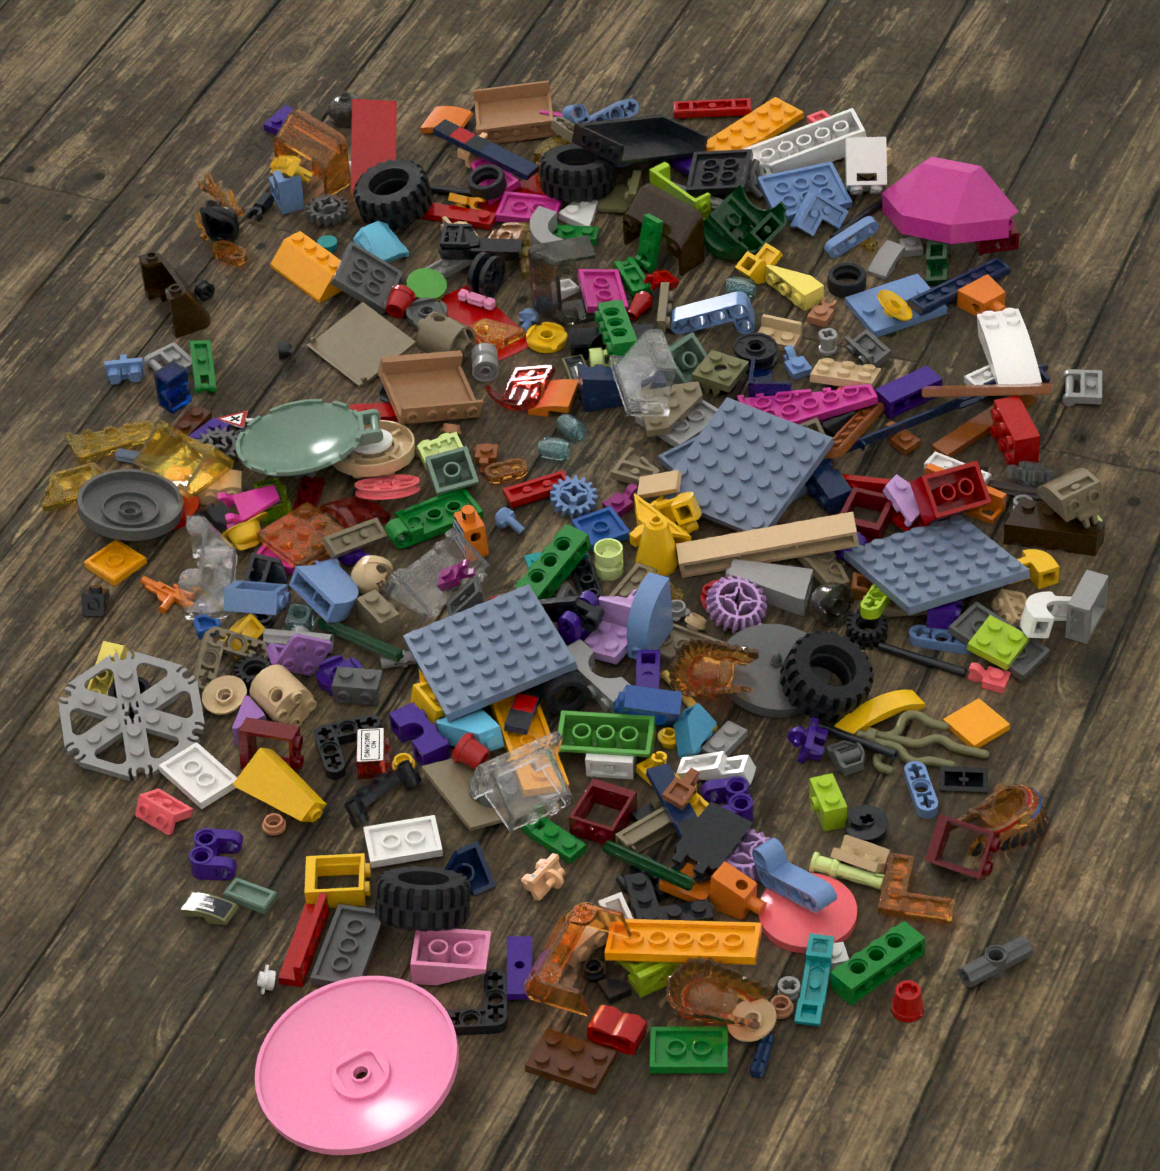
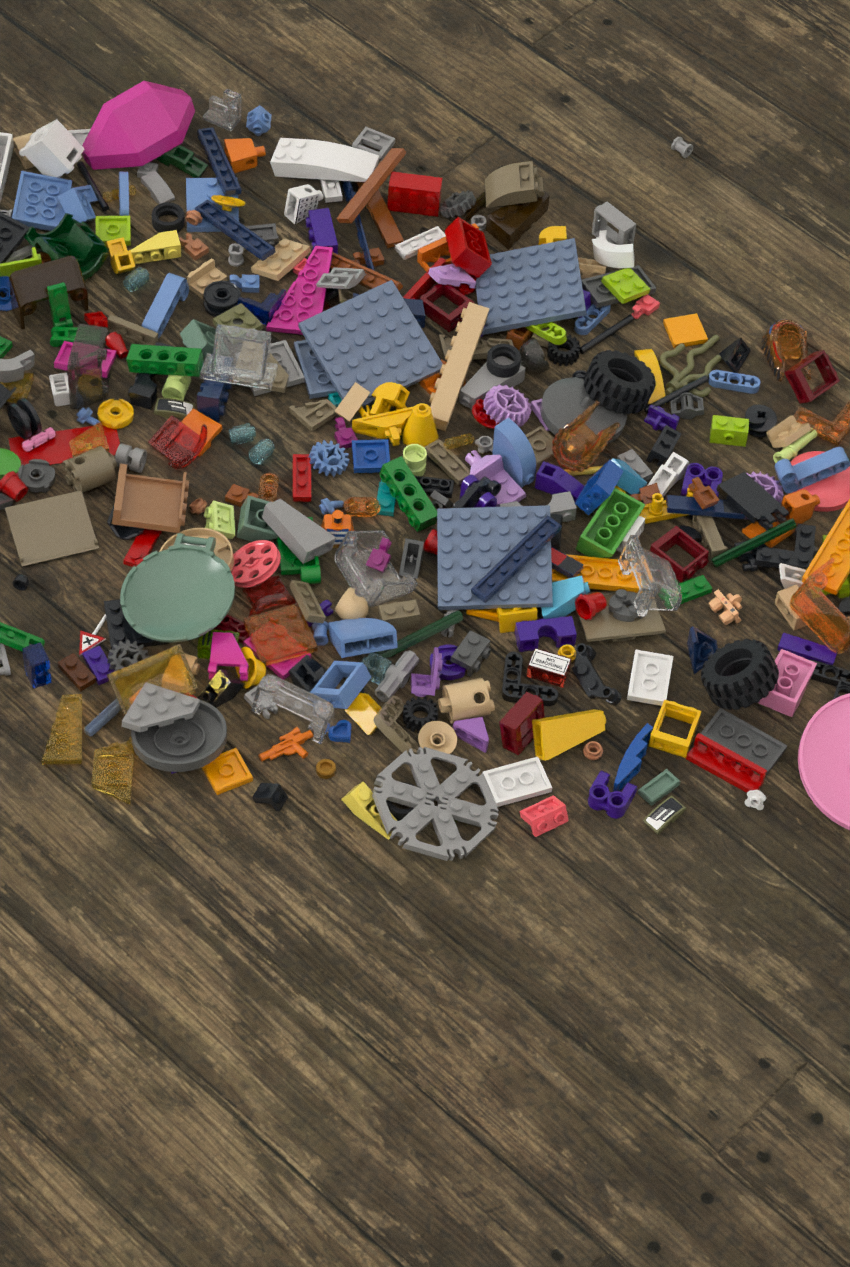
camera: 75 degrees left, 10 degrees up
(149, 475) = (158, 707): none -> light grey plate
(151, 630) = (325, 768): none -> pearl gold tile
(268, 856) = (632, 761): none -> blue slope
(440, 498) = (297, 531): none -> light grey slope
(485, 661) = (516, 559): none -> dark blue tile
(521, 543) = (359, 506): none -> clear orange plate
(679, 761) = (646, 493): none -> dark orange plate
(767, 748) = (664, 445): none -> black hinge
(795, 586) = (503, 370): none -> black tyre
(801, 251) = (113, 227): none -> lime plate
(828, 416) = (341, 278): none -> light grey slope
(851, 325) = (235, 230): none -> dark blue tile
(854, 292) = (193, 217): none -> nougat plate
(941, 357) = (299, 201): none -> white torso
(1036, 266) = (224, 111): none -> clear panel
(1041, 291) = (258, 121): none -> medium blue brick

